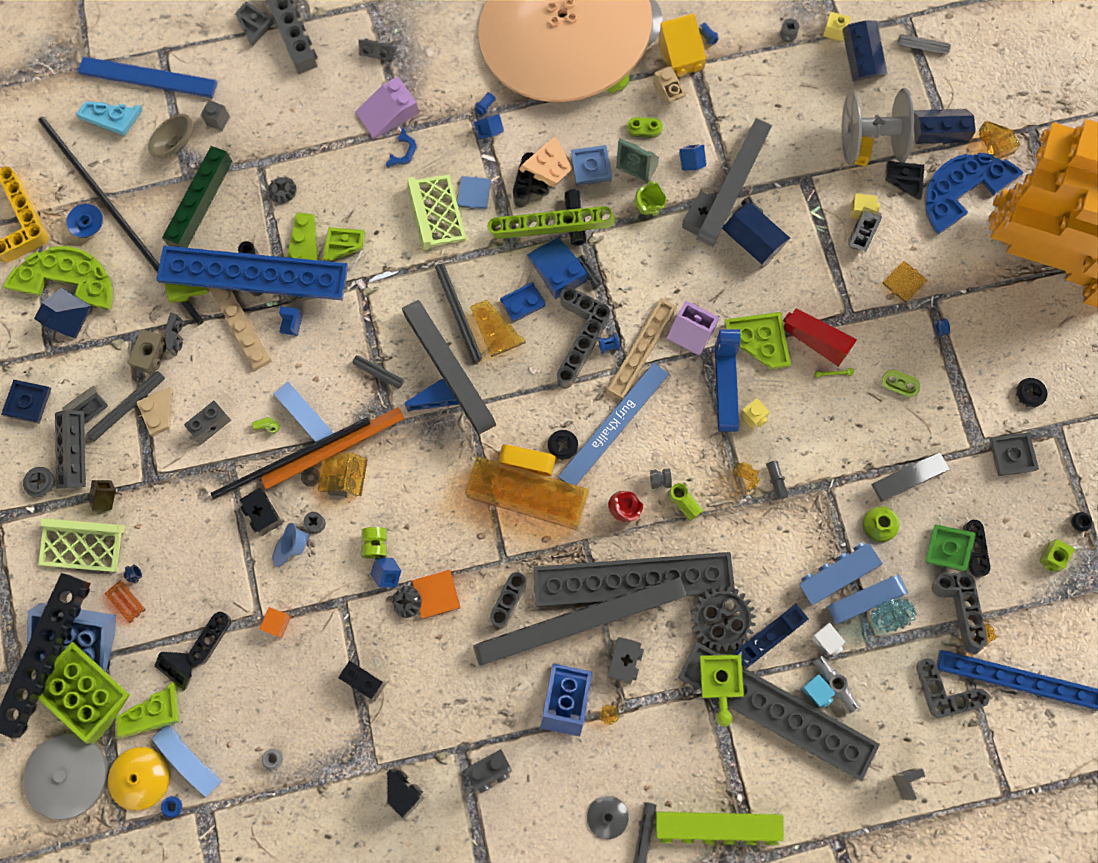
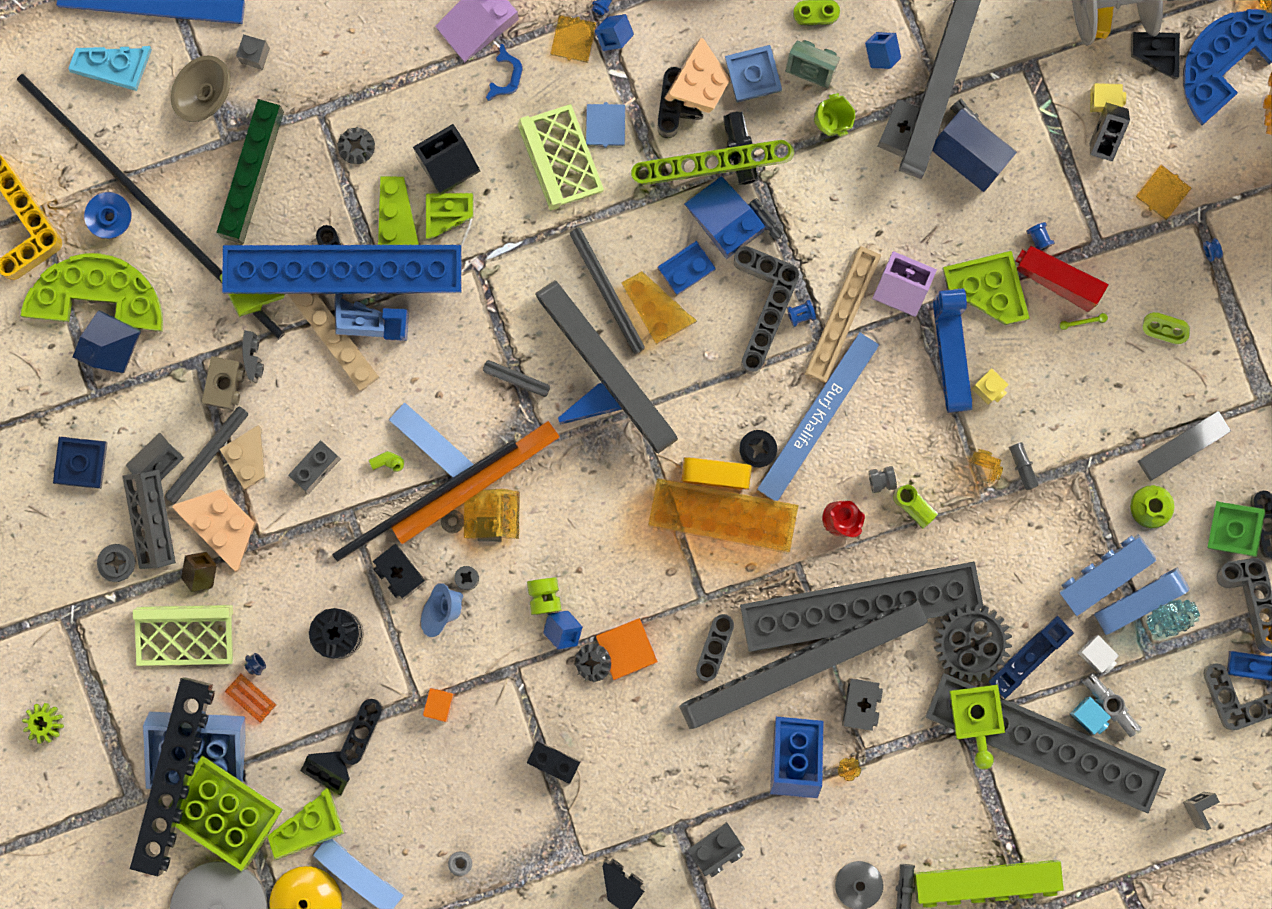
camera: 10 degrees left, 10 degrees up
(126, 460) = (219, 524): none -> light nougat wing
(208, 562) = (348, 626): none -> black wheel
(260, 314) = (357, 319): none -> medium blue wing
(347, 202) = (446, 159): none -> black slope
(457, 130) = (573, 38): none -> clear yellow piece
(804, 303) = (1040, 236): none -> blue bush

